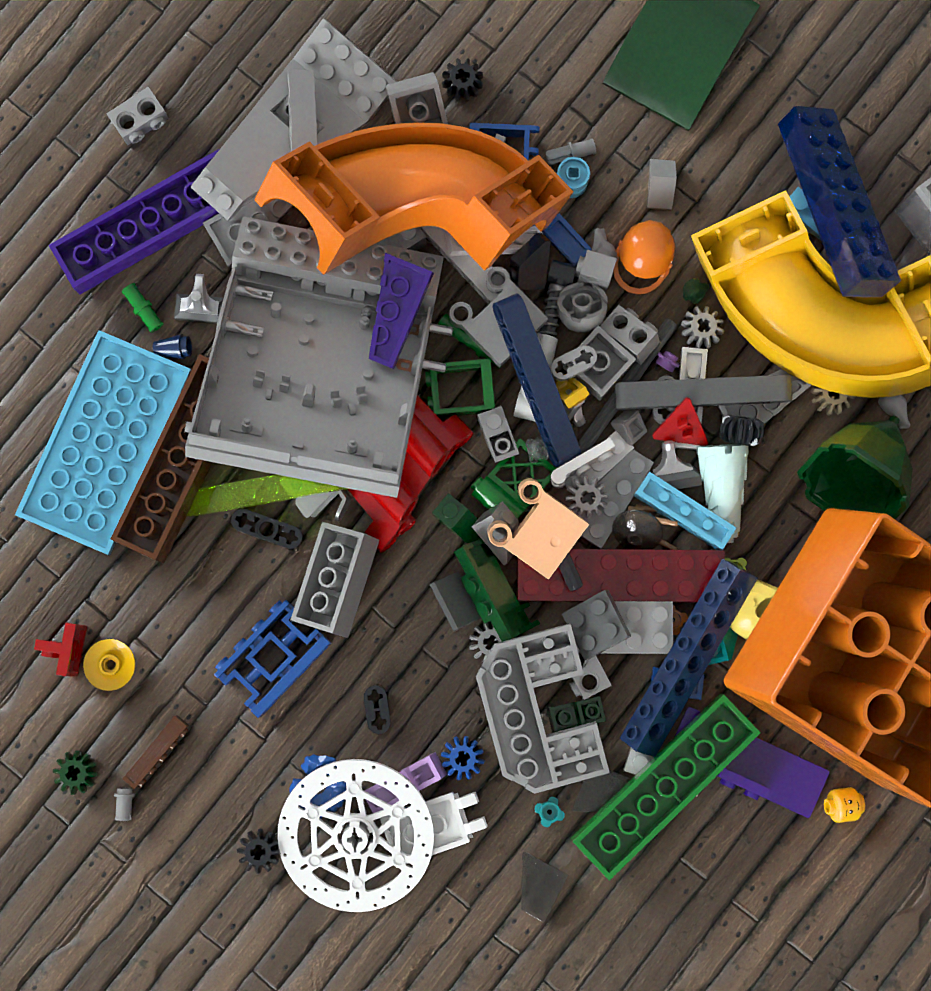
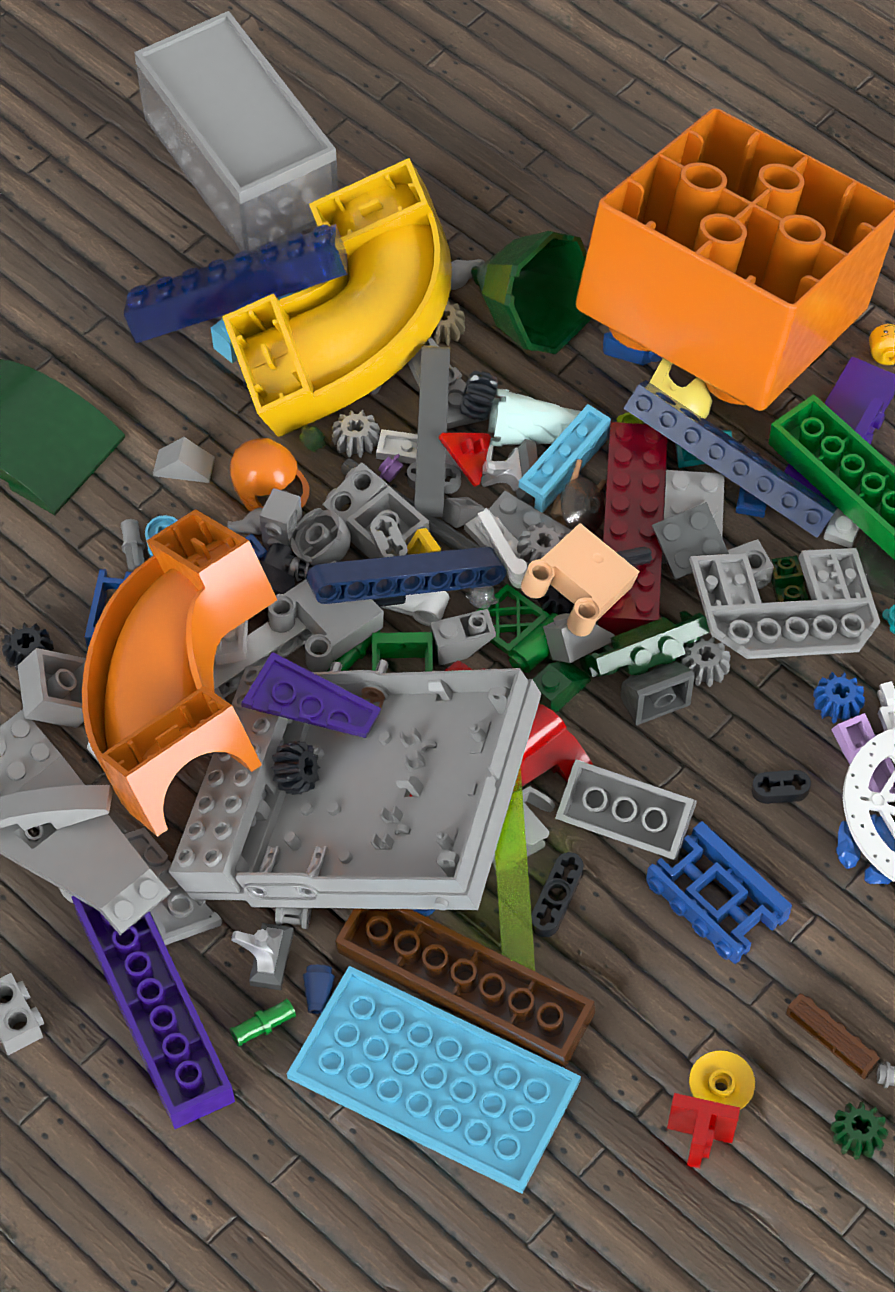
camera: 85 degrees left, 25 degrees down
(338, 305) = (295, 767): none -> black gear

